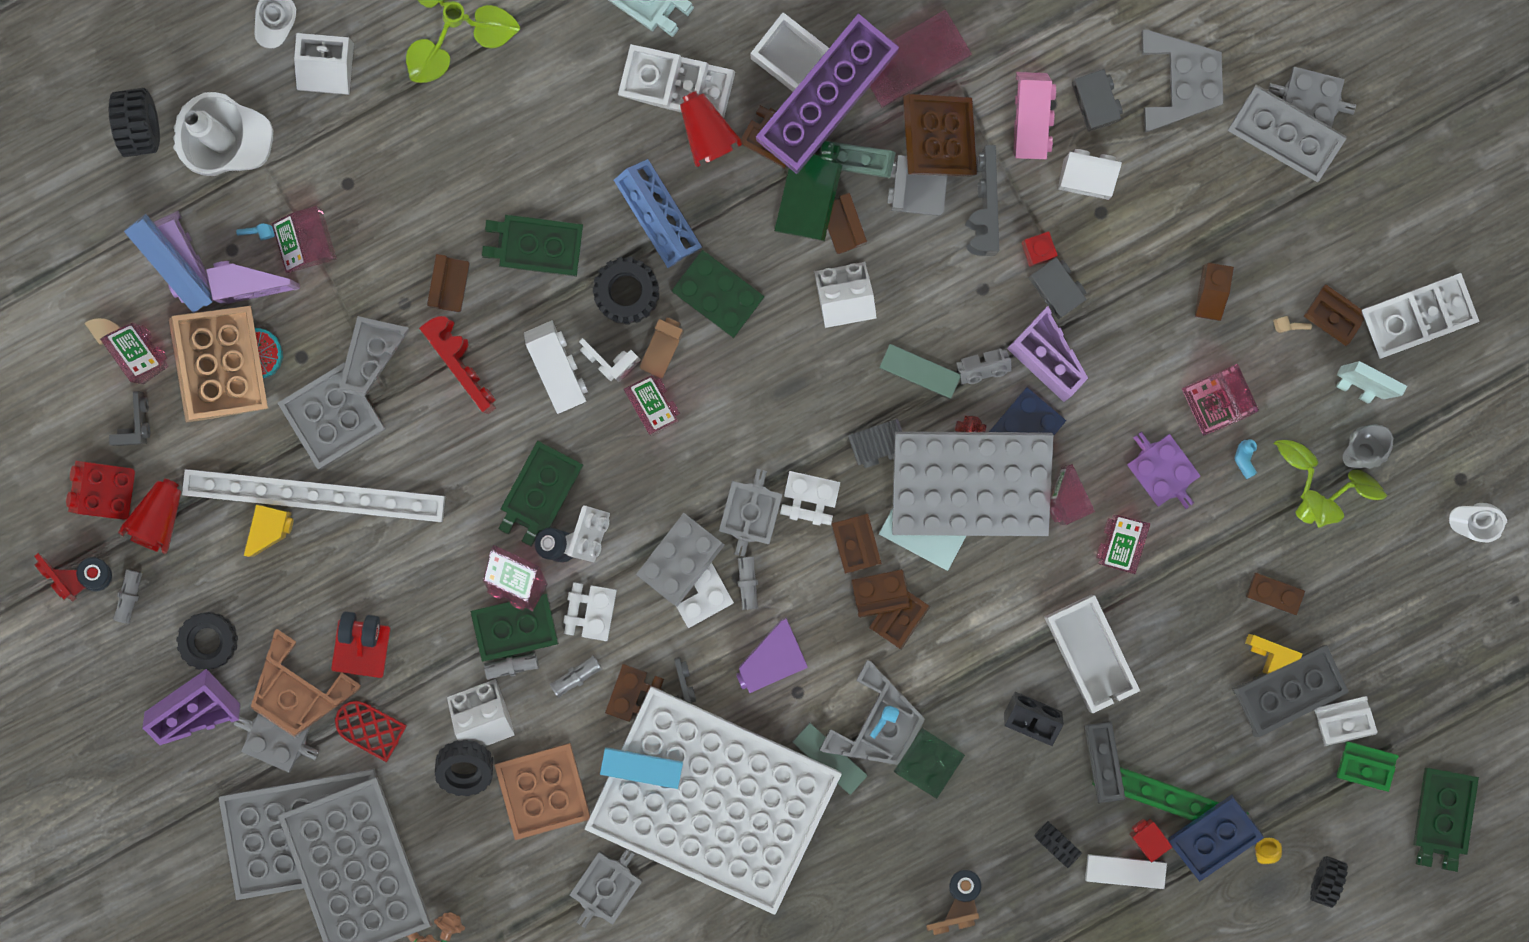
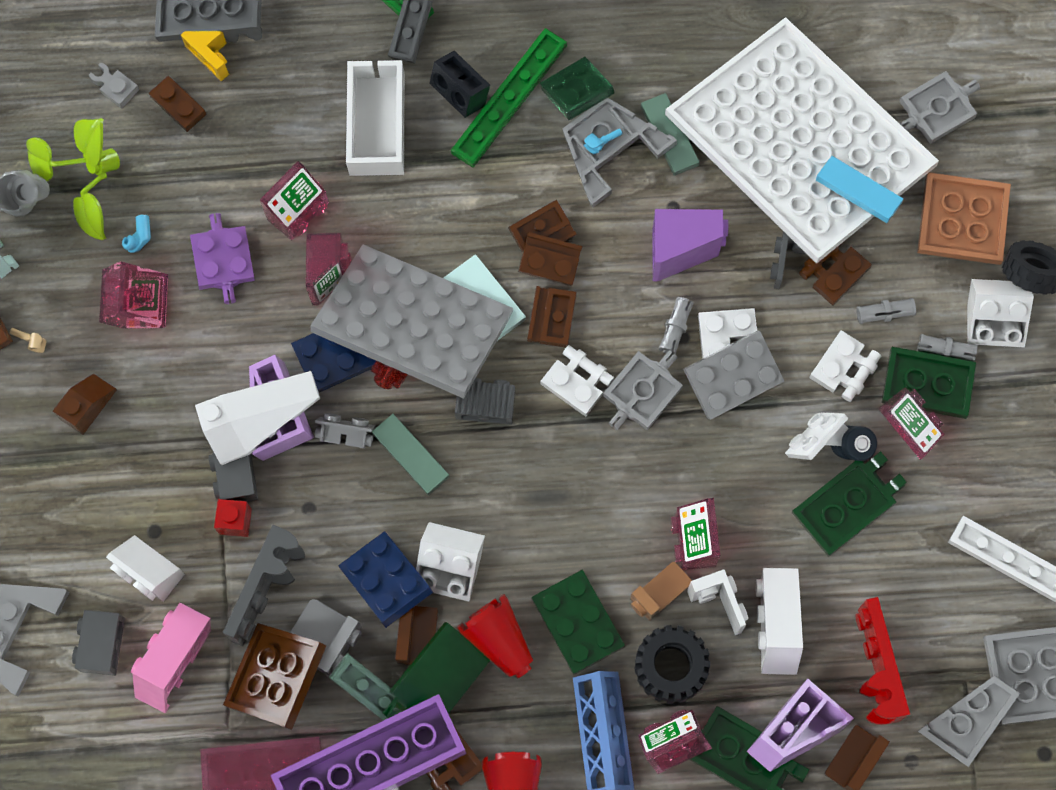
camera: 160 degrees left, 15 degrees down
(505, 283) = (799, 726): none -> lavender wedge
(598, 228) = (674, 741): none -> clear pink slope
(776, 250) = (499, 637): none -> red cone
(889, 254) = (385, 579): none -> dark blue plate
(986, 731) = (508, 98): none -> green tile
(1064, 331) = (248, 416): none -> white wedge
(1337, 585) = (115, 87): none -> light grey plate

